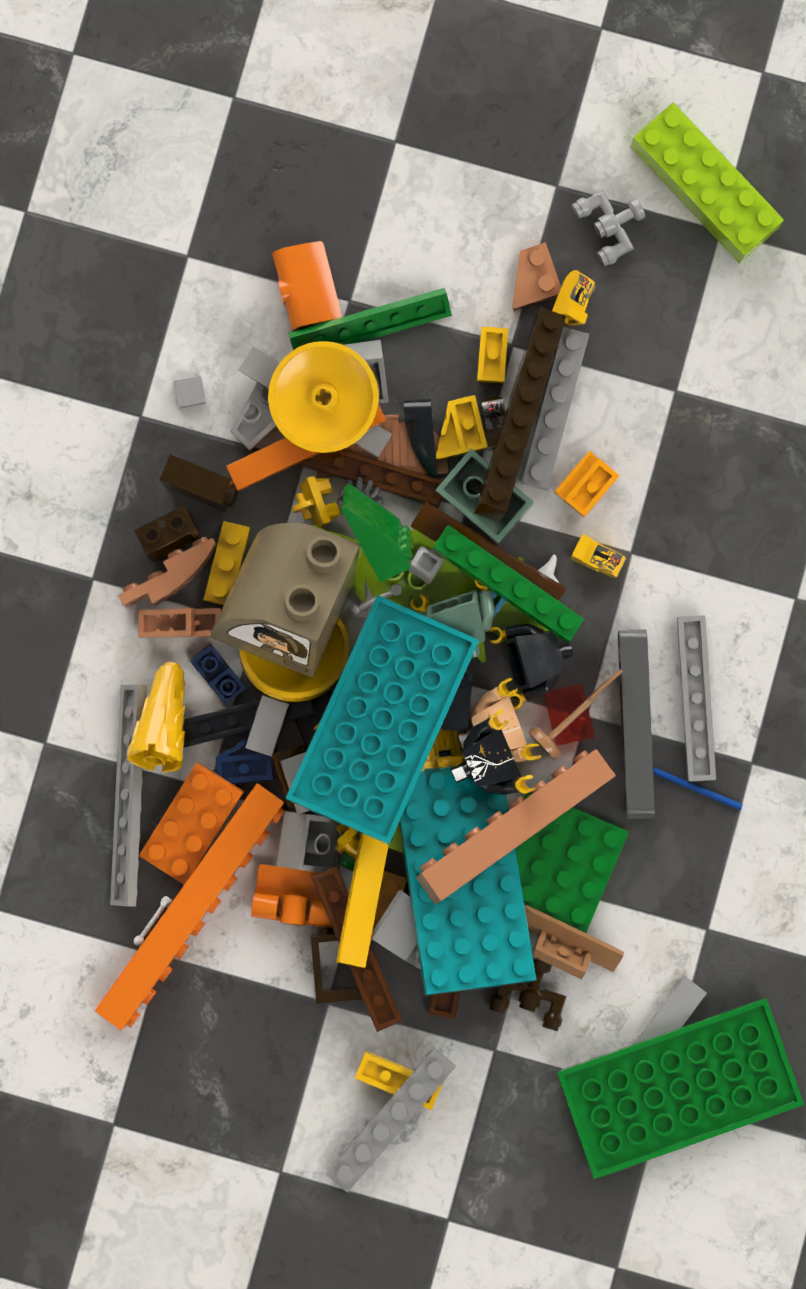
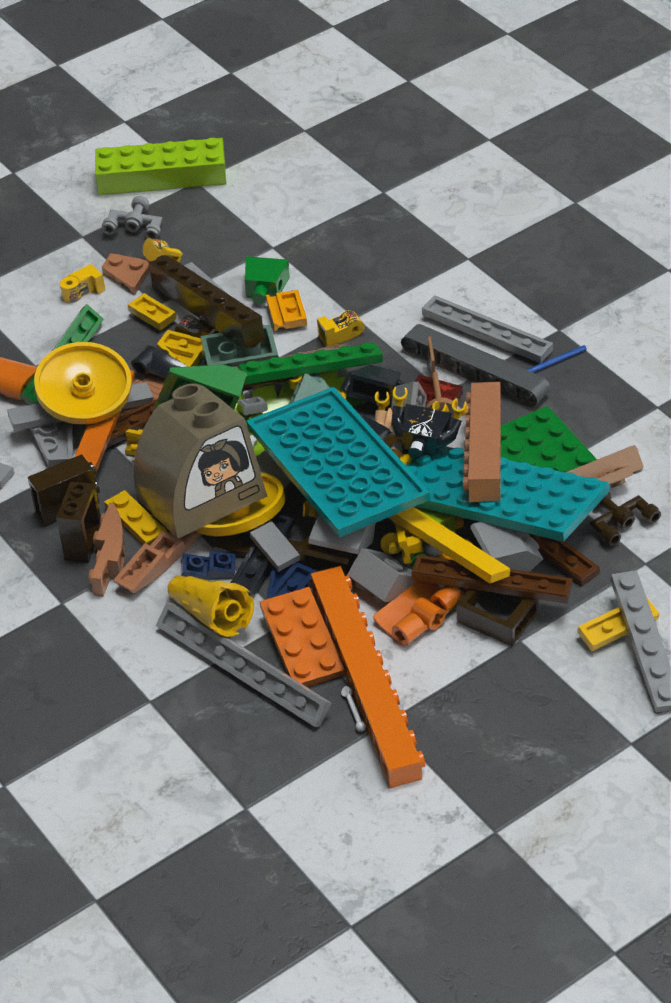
camera: 50 degrees left, 40 degrees down
(481, 250) = (81, 283): none -> yellow leg
(525, 713) = (415, 395): none -> light grey slope
(613, 428) = (265, 277): none -> green torso

